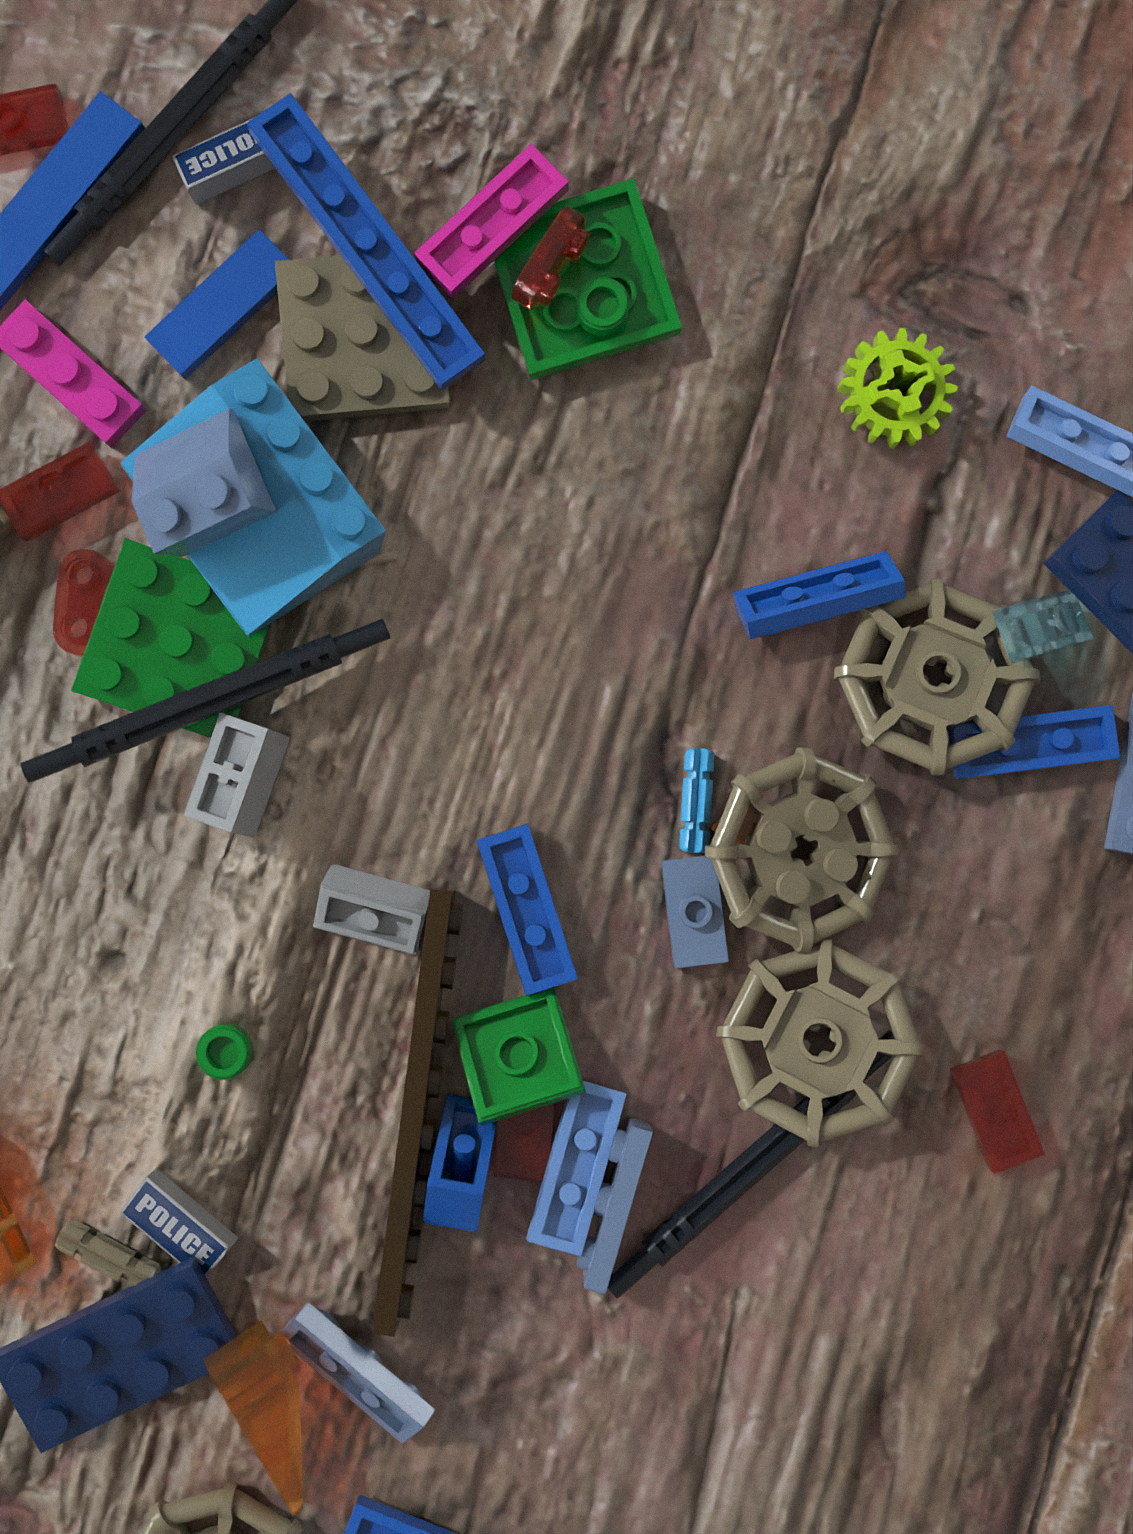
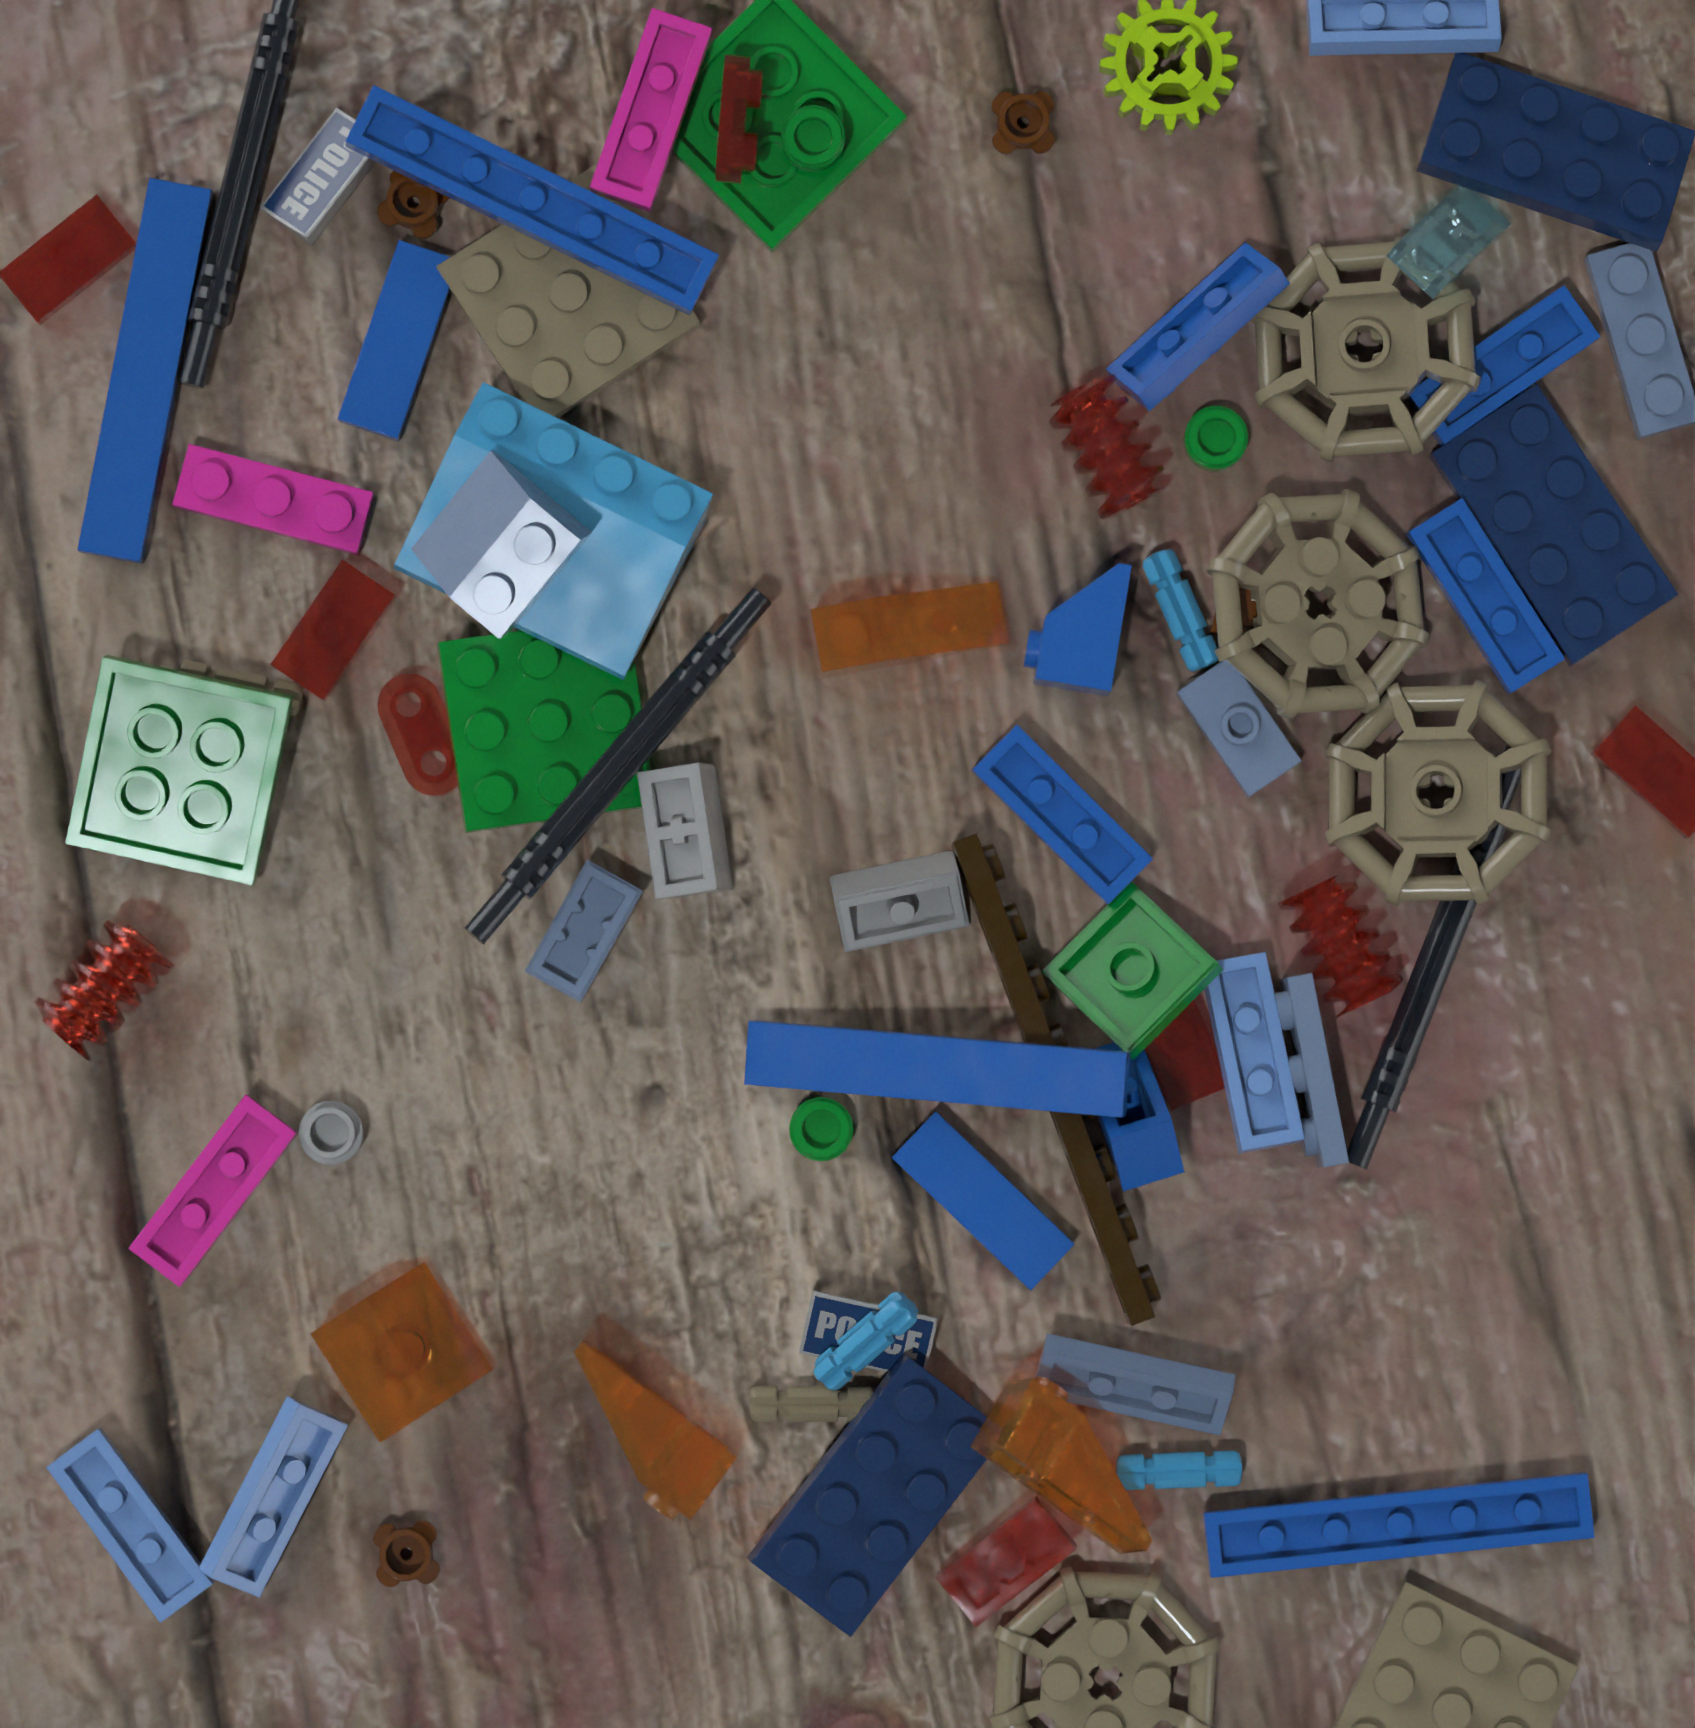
camera: 30 degrees left, 0 degrees up
(124, 811) = (584, 931): none -> sand blue plate
(166, 1236) = (865, 1341): none -> dark azure axle
(188, 1457) = (1006, 1561): none -> clear red plate
(269, 208) = (396, 210): none -> reddish brown plate
(317, 1170) = (983, 1201): none -> blue tile
(331, 1057) = (937, 1068): none -> blue tile
(357, 1454) = (1179, 1470): none -> dark azure axle
(483, 708) = (907, 628): none -> clear orange slope
(611, 782) = (1081, 637): none -> blue slope
(688, 1120) = (1341, 944): none -> clear red piece
(703, 649) = (1106, 447): none -> clear red piece
(766, 363) = (1035, 109): none -> reddish brown plate
(788, 685) = (1215, 438): none -> green tile
(931, 910) = (1485, 596): none -> blue plate
(1009, 882) = (1554, 524): none -> dark blue plate

